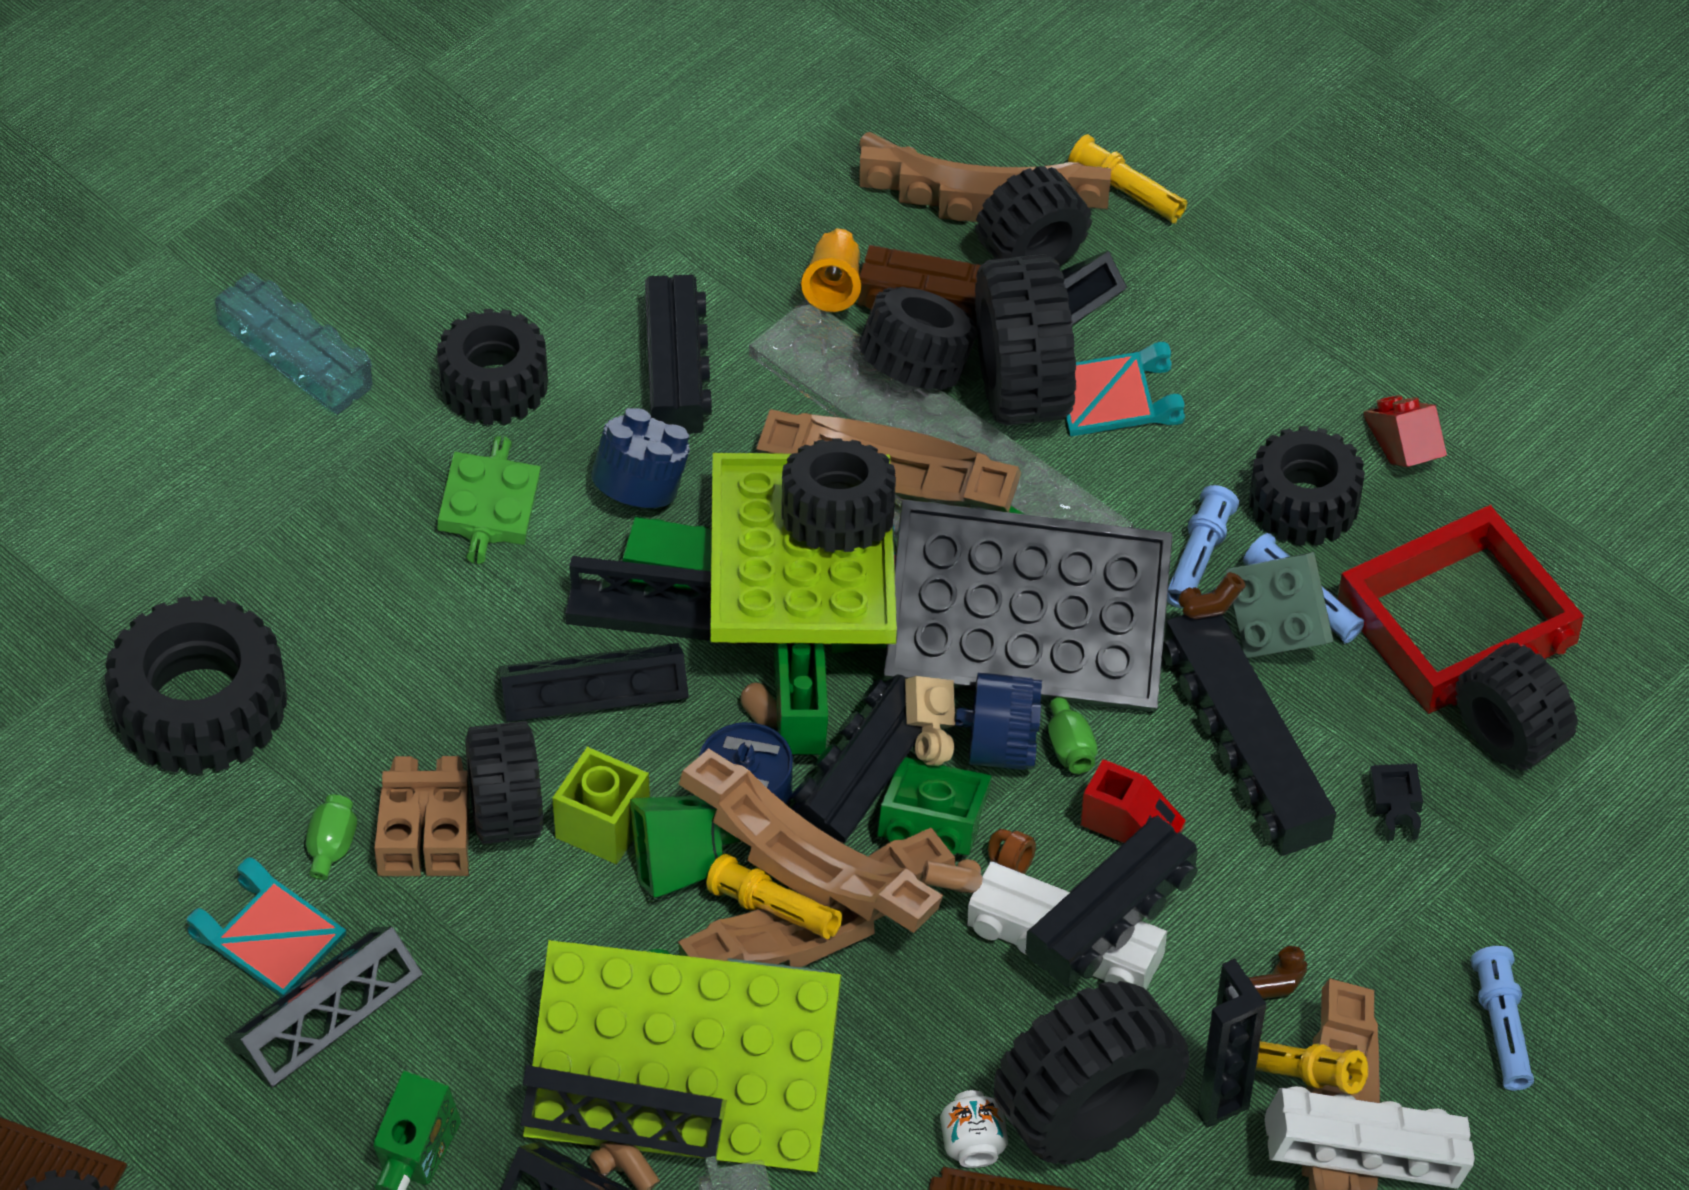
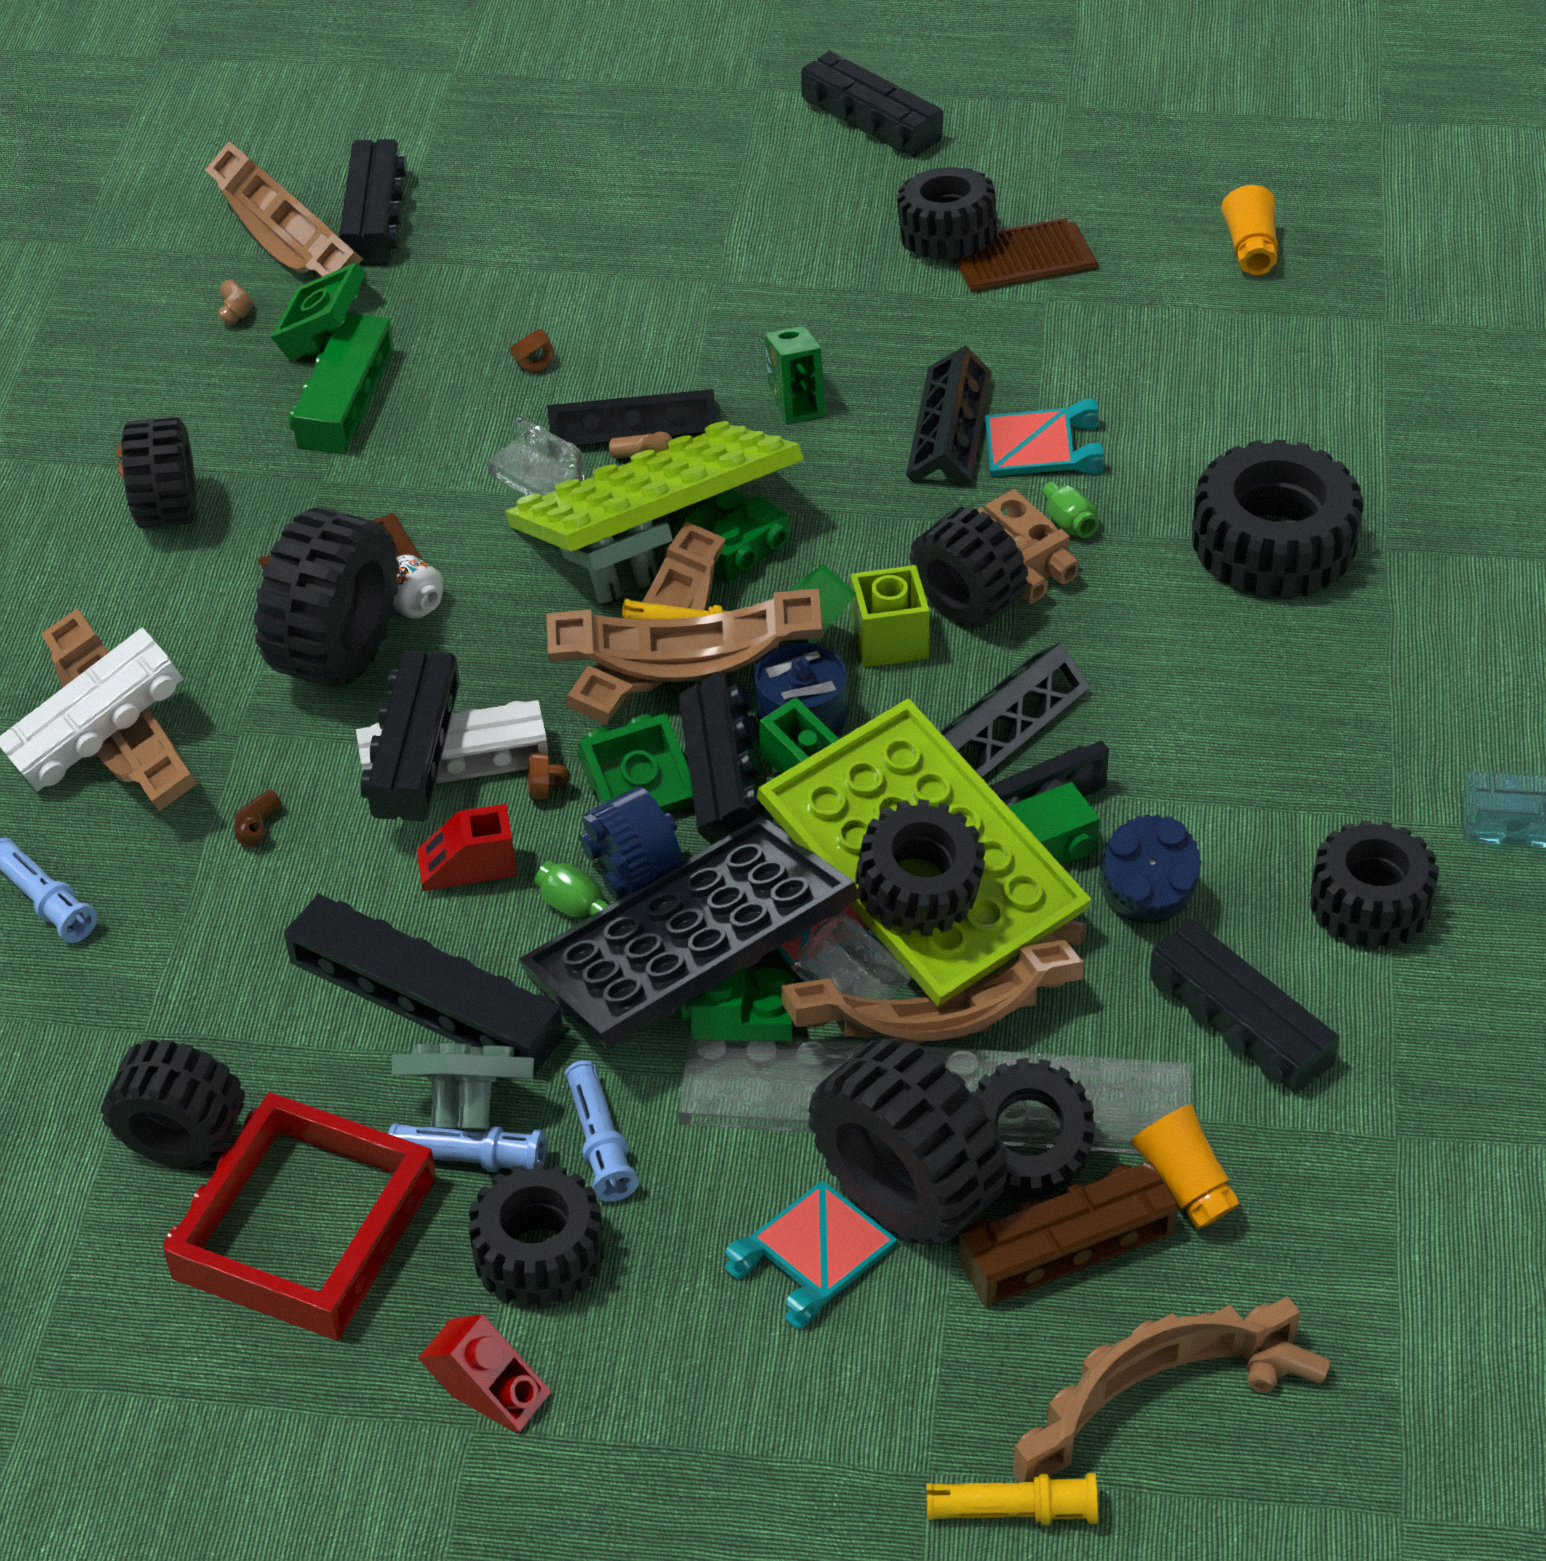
camera: 145 degrees right, 5 degrees down
(489, 499) = (1251, 799): bright green plate -> none
(622, 1092) = (662, 431): black fence -> none
(933, 708) = (693, 808): tan plate -> none
(961, 878) = (551, 688): medium nougat arm -> none
(1034, 216) = (1036, 1321): black tyre -> none
(1092, 284) = (948, 1331): black slope -> none
(1216, 603) = (528, 1024): reddish brown arm -> none
(1231, 1047) = (229, 663): black fence -> none
(1316, 1065) = (164, 722): yellow pin -> none
(1397, 794) = (249, 1012): black plate -> none

